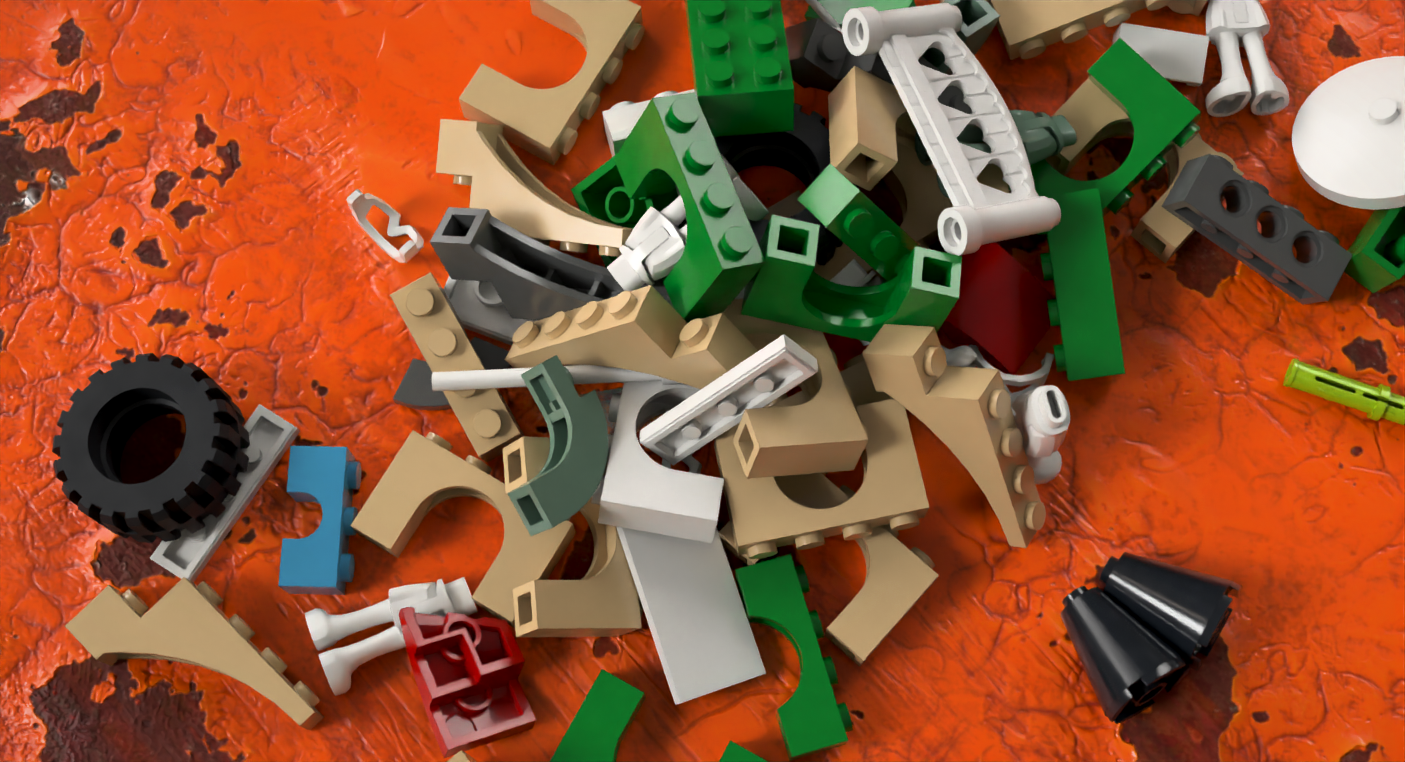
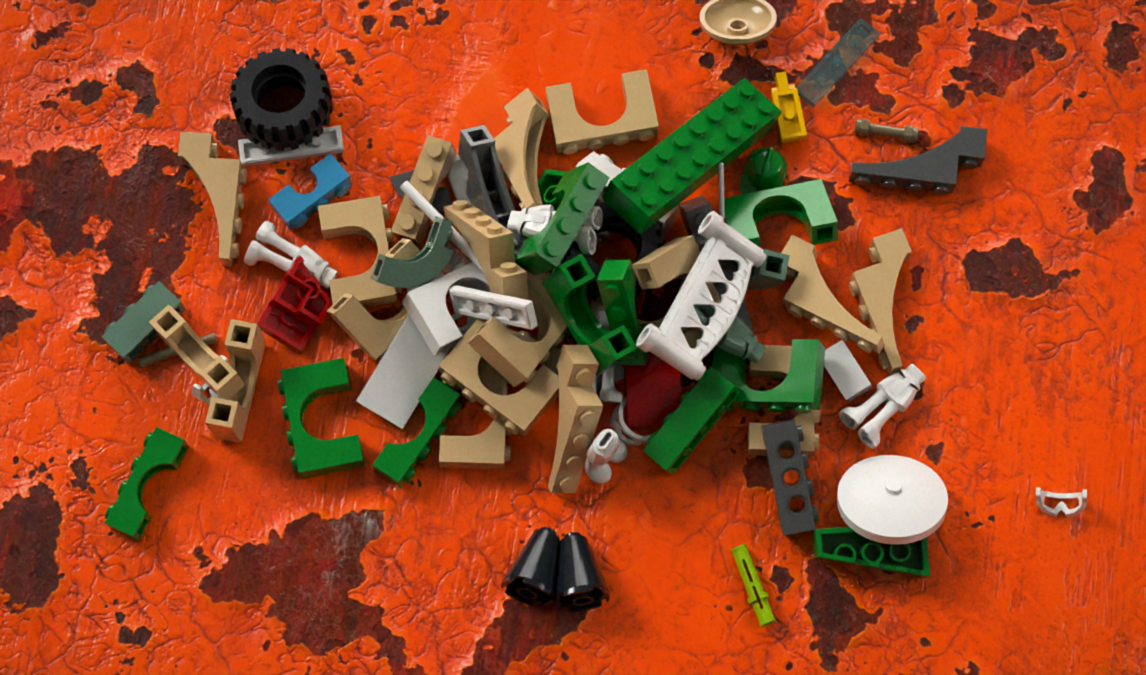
camera: 50 degrees right, 0 degrees up
(360, 206) = (462, 89): white helmet -> none

